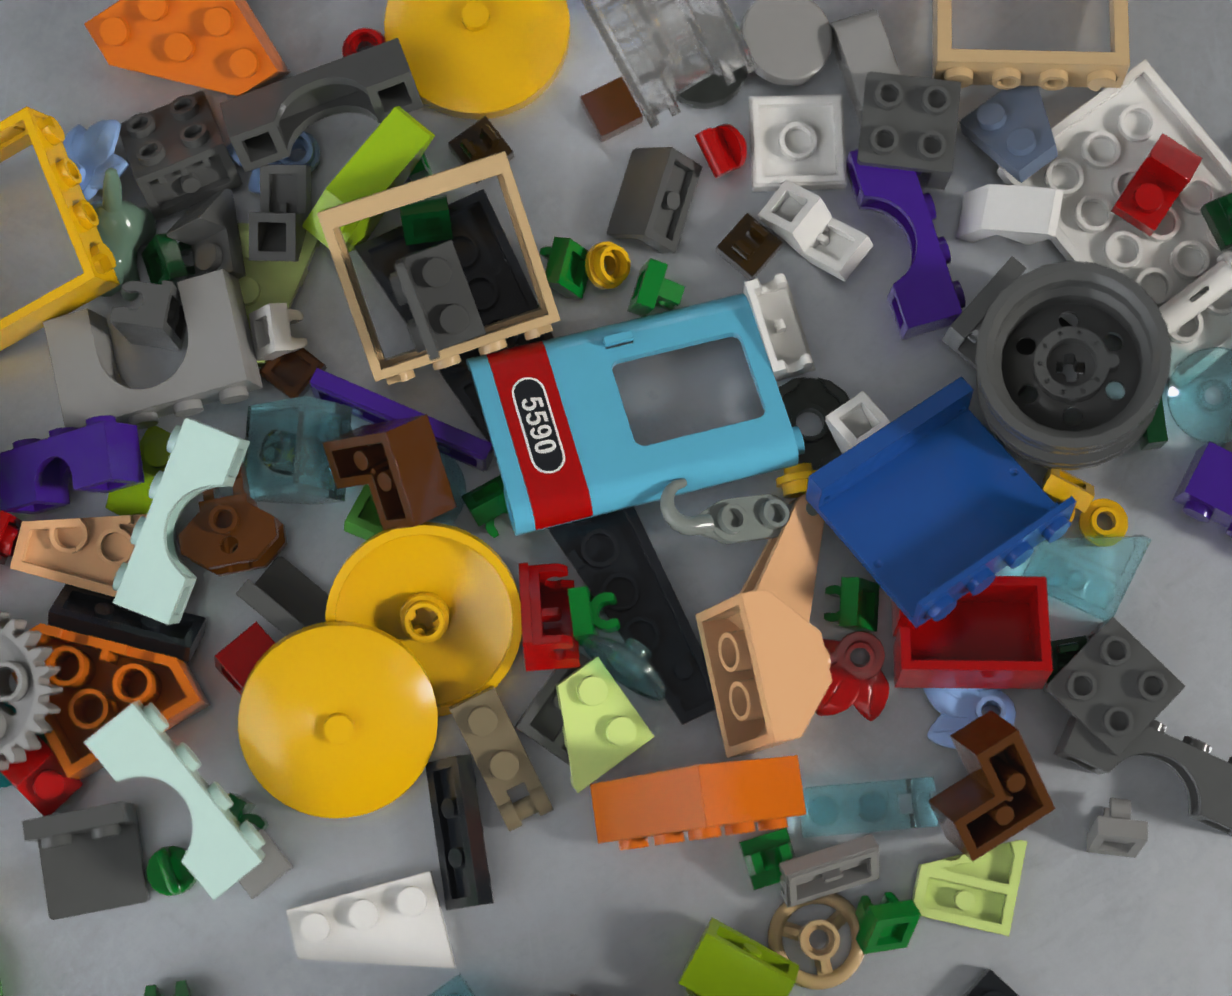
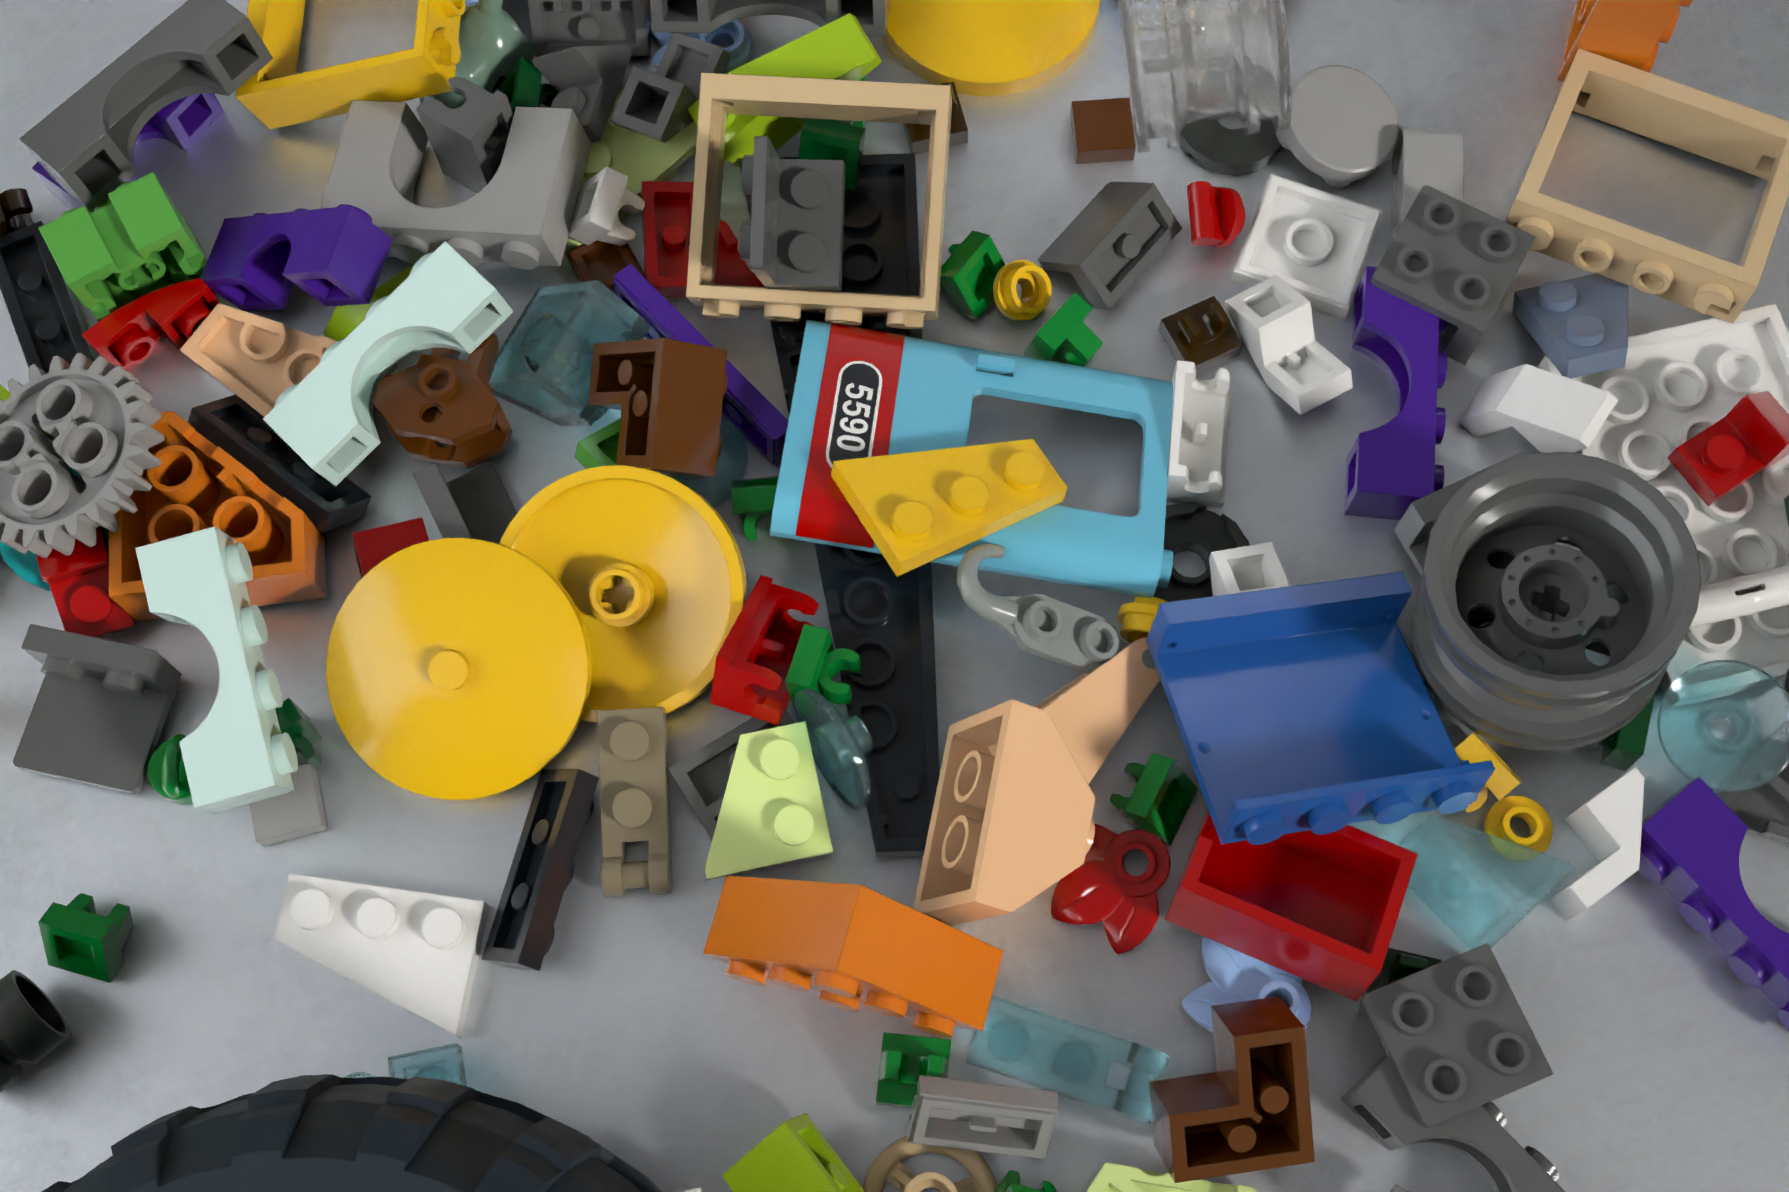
camera: 25 degrees right, 10 degrees down
(335, 333) = (667, 241): none -> red wing
(631, 461) = (946, 497): none -> yellow wing
(1164, 496) = (1612, 832): none -> white slope

